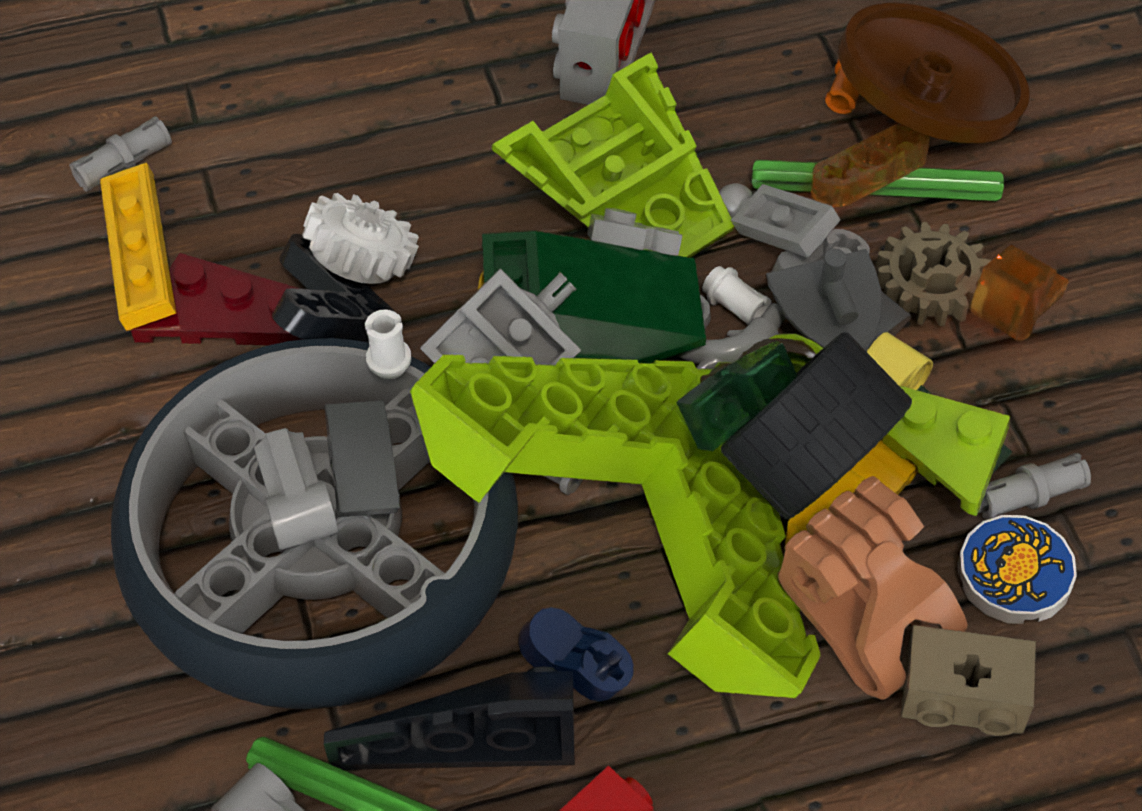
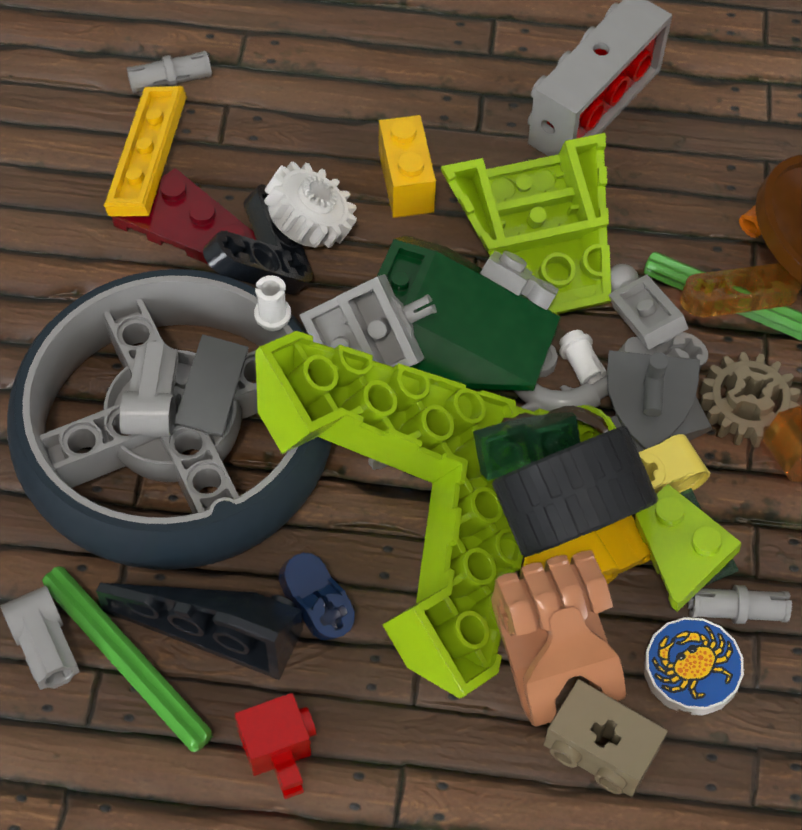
camera: 20 degrees right, 5 degrees up
(445, 162) = (406, 166): none -> yellow brick

